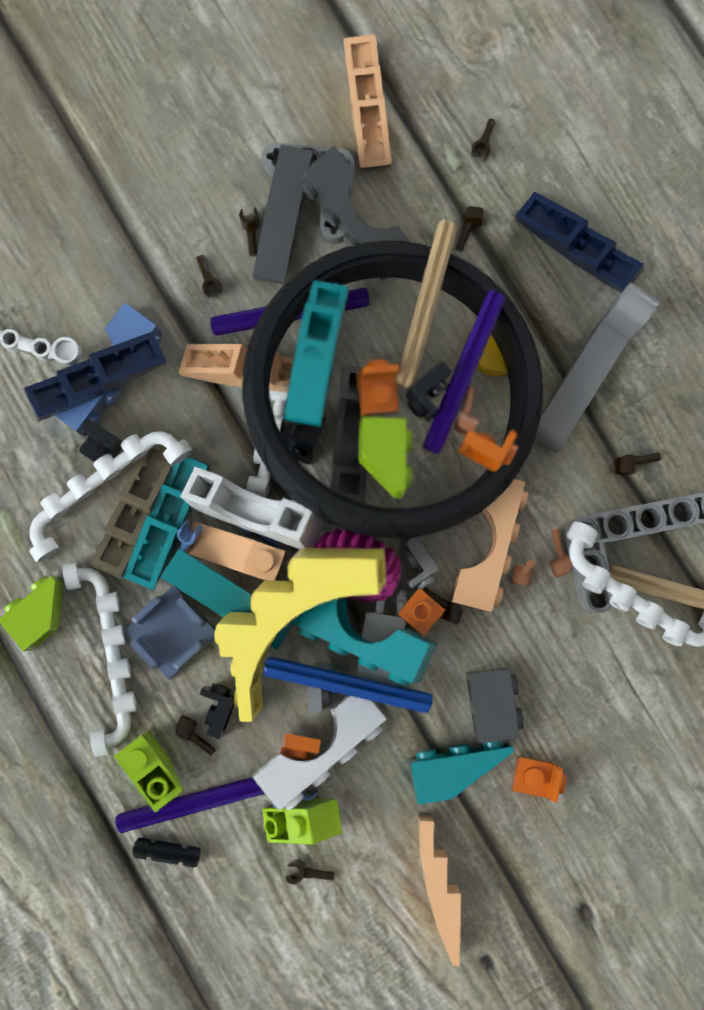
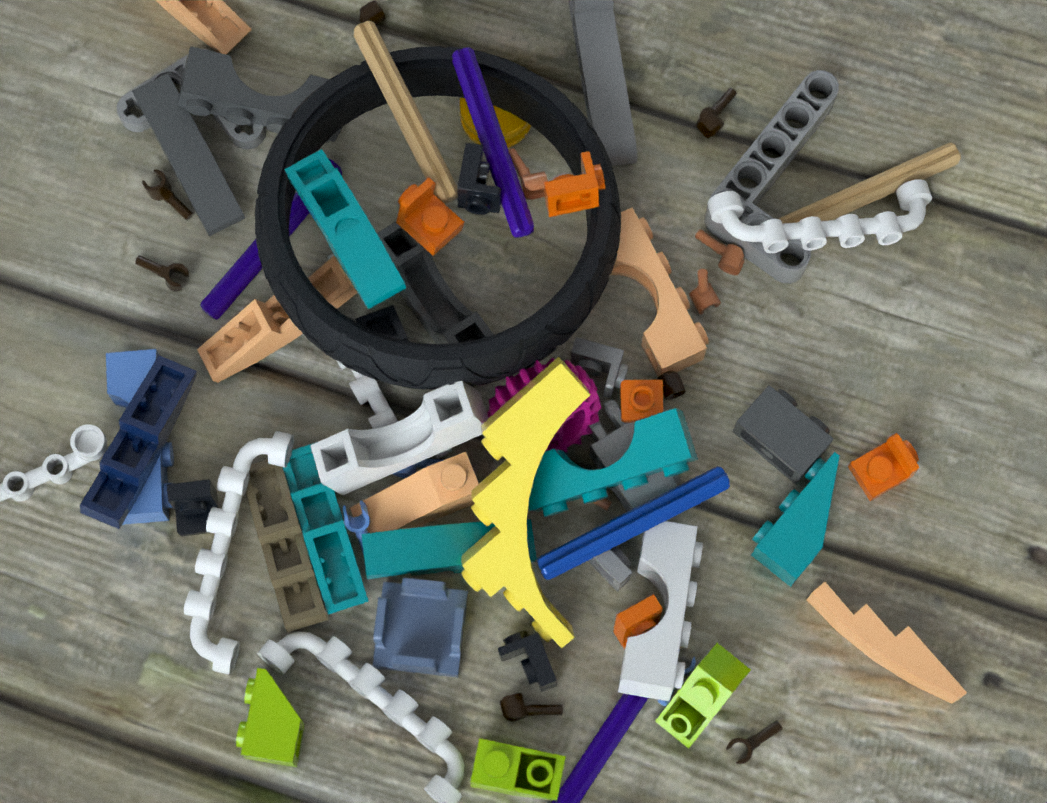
camera: 40 degrees left, 10 degrees down
(383, 452) = (484, 266): lime slope -> none

